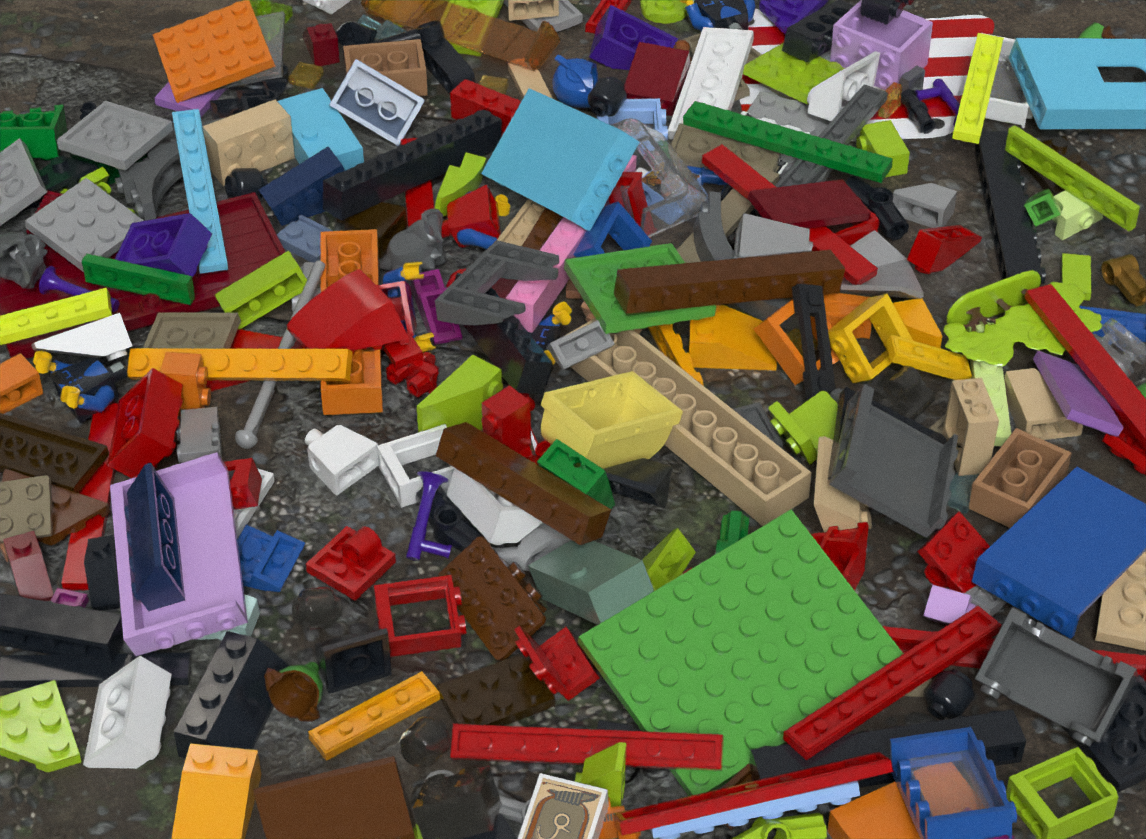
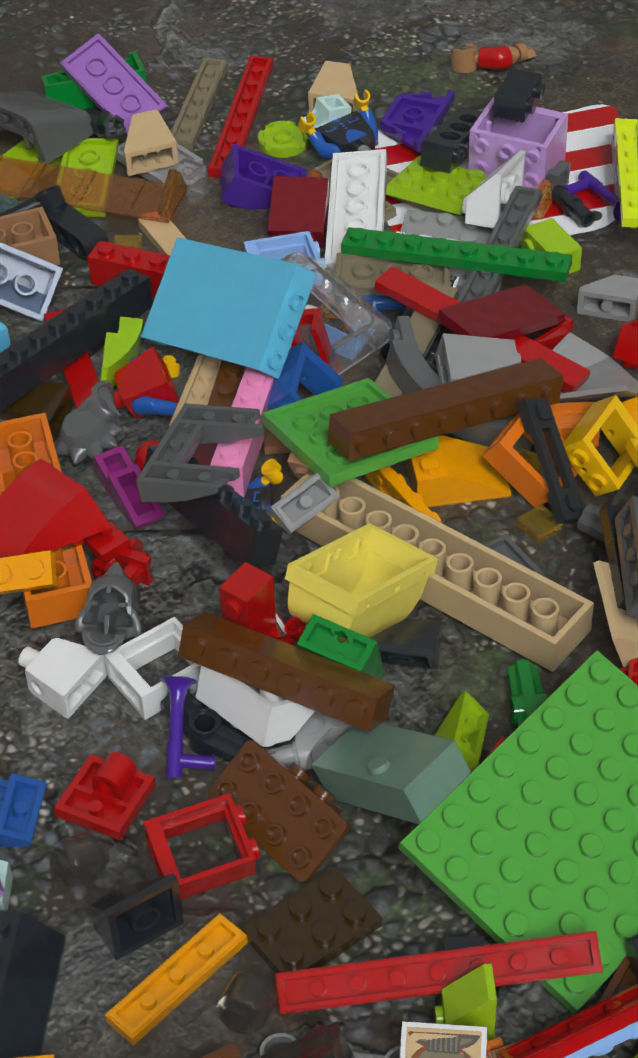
camera: 10 degrees left, 0 degrees up
(295, 690) = (80, 966): reddish brown hat -> none
(390, 410) = (109, 612): none -> dark grey head
(400, 294) = (83, 471): torso -> none
(460, 396) = (188, 583): lime slope -> none
(558, 662) = (376, 873): red bracket -> none
(569, 32) = (195, 178): none -> clear panel
(574, 81) = (216, 225): blue helmet -> none
(607, 96) = (256, 235): black head -> none
(790, 396) = (539, 524): none -> clear yellow tile
(806, 424) = (569, 550): lime bracket -> none
(880, 201) = (567, 299): black piece -> none

